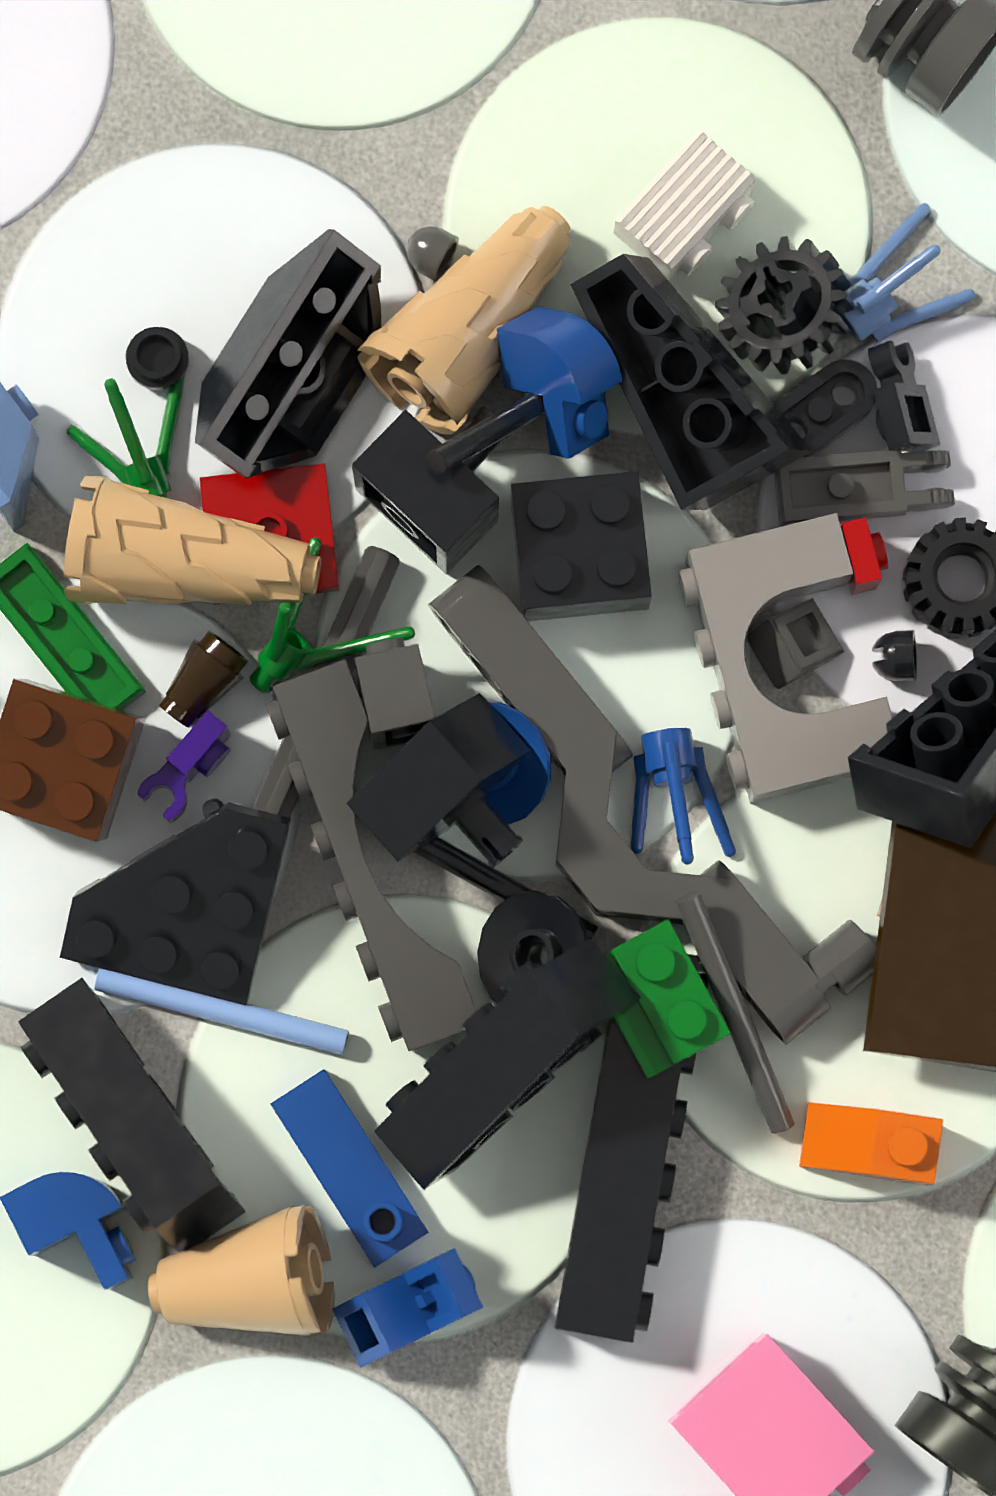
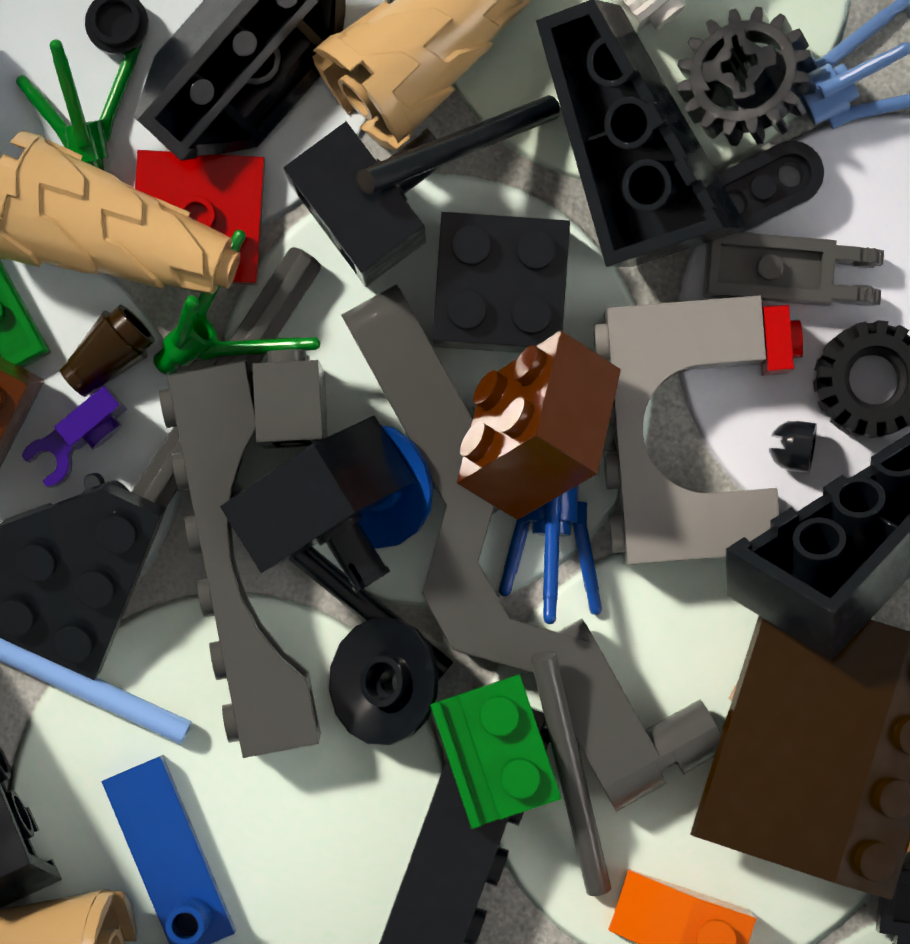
camera: 15 degrees right, 5 degrees up
(503, 1060) = (333, 785): black wedge -> none
(566, 364) = (518, 103): blue brick -> none
(643, 673) = (538, 425): none -> reddish brown brick
(794, 643) = (696, 415): dark grey slope -> none
(903, 406) = (846, 197): black plate -> none

